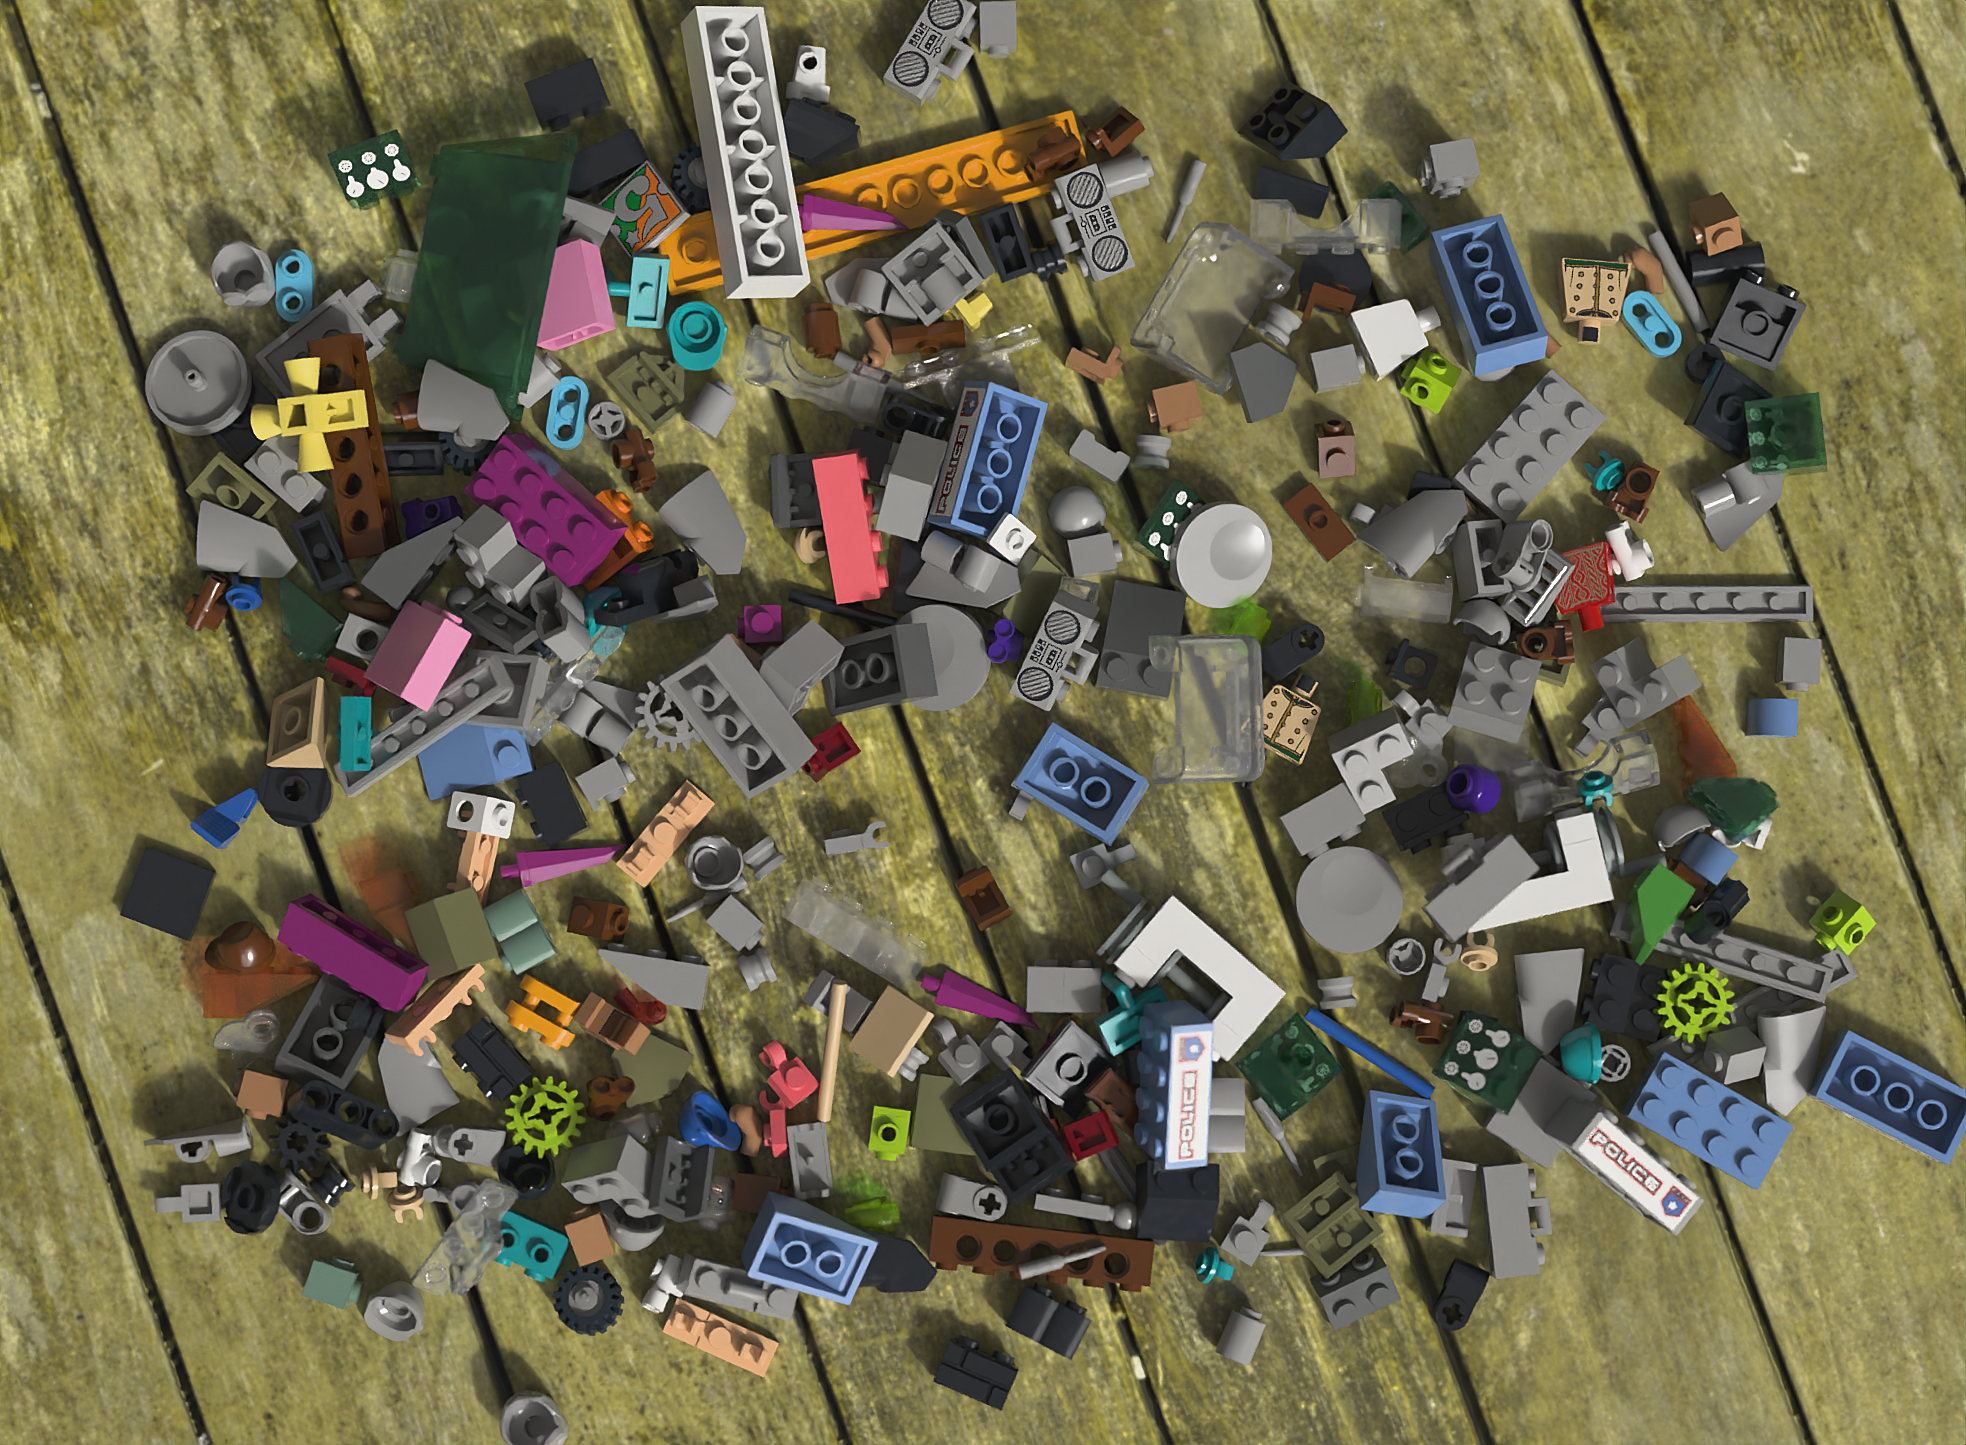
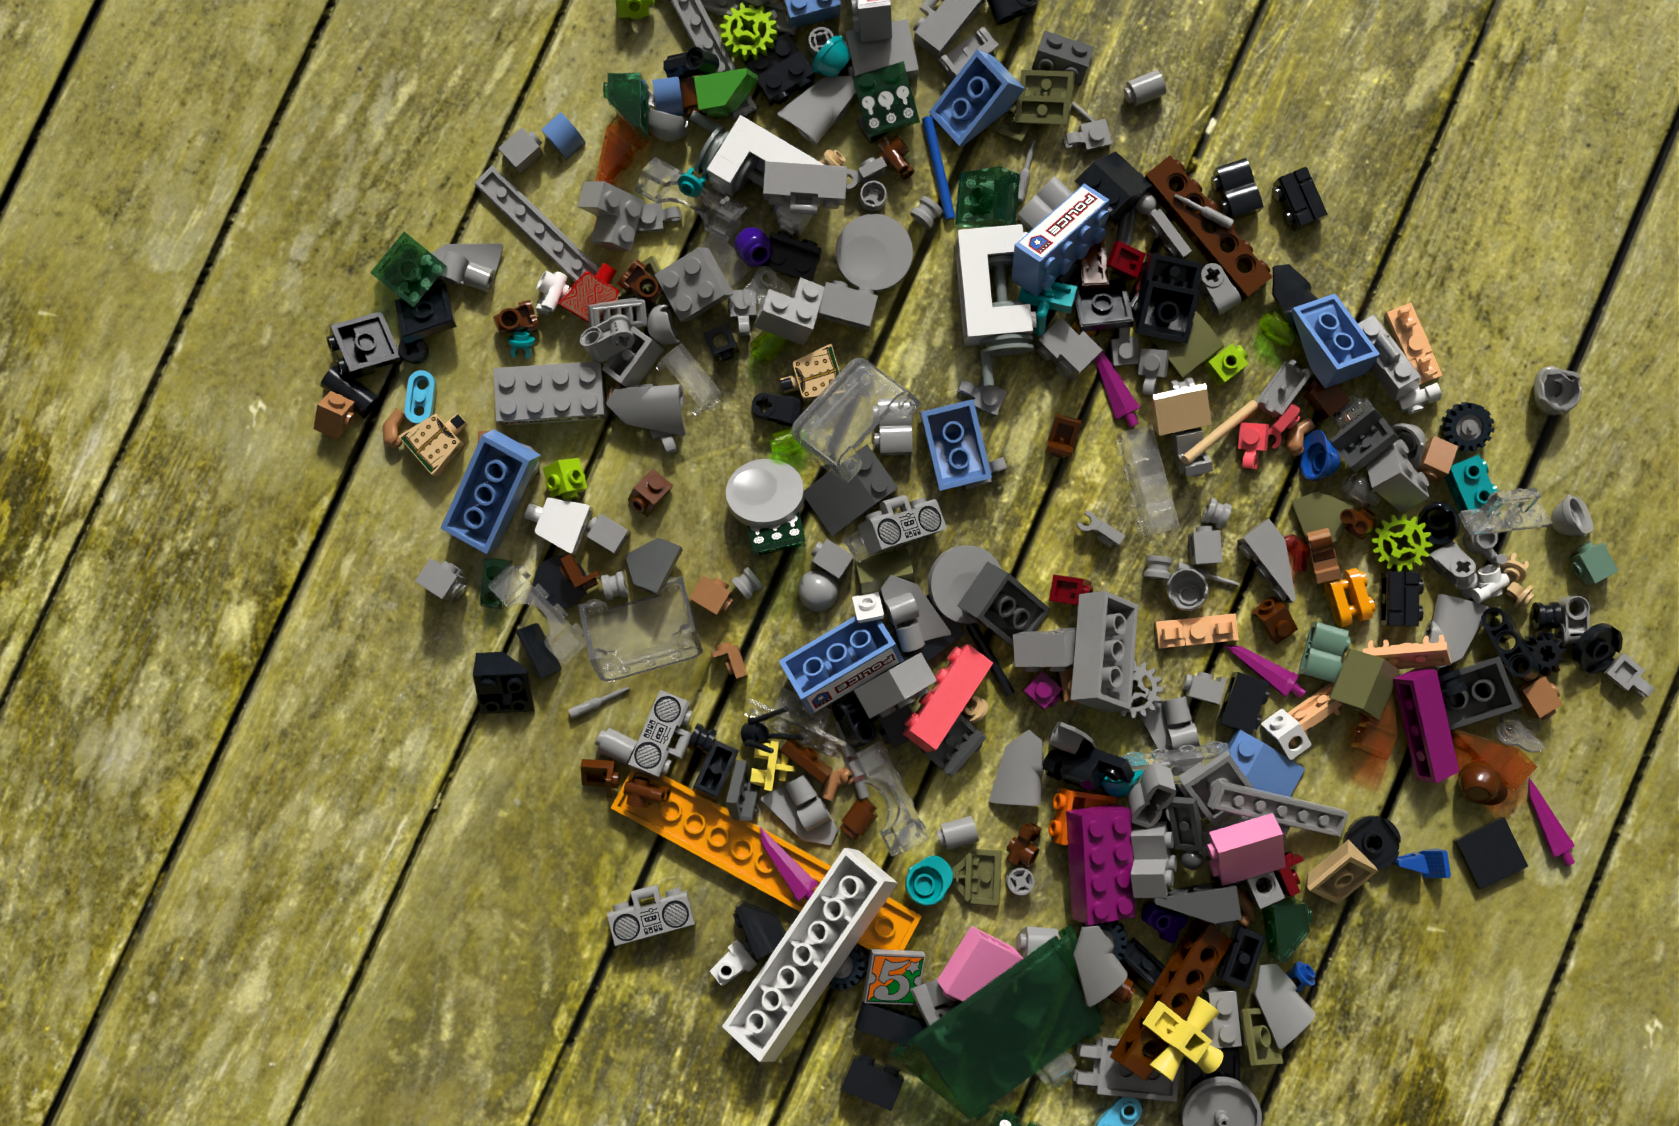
camera: 140 degrees left, 0 degrees up
(123, 974) = (1555, 835): none -> magenta bar
(205, 609) = (1330, 988): reddish brown plate -> none
(228, 1137) = (1599, 705): light grey panel -> none
(355, 734) = (1317, 839): teal plate -> none
(567, 414) = (1036, 905): medium azure plate -> none
(644, 290) = (933, 933): plate -> none
(932, 274) = (773, 789): light grey plate -> none
(998, 28) = (606, 891): light grey brick -> none
(1002, 315) = (755, 732): none -> black plant
(1004, 642) = (924, 556): dark purple plate -> none
(1098, 458) = (779, 607): light grey piece -> none
(1148, 734) = (894, 436): none -> light grey brick
(1208, 1265) = (1126, 138): teal plate -> none
(1319, 522) = (696, 462): reddish brown plate -> none
(1426, 481) = (622, 430): black slope -> none
(1679, 281) = (383, 405): light grey bar -> none

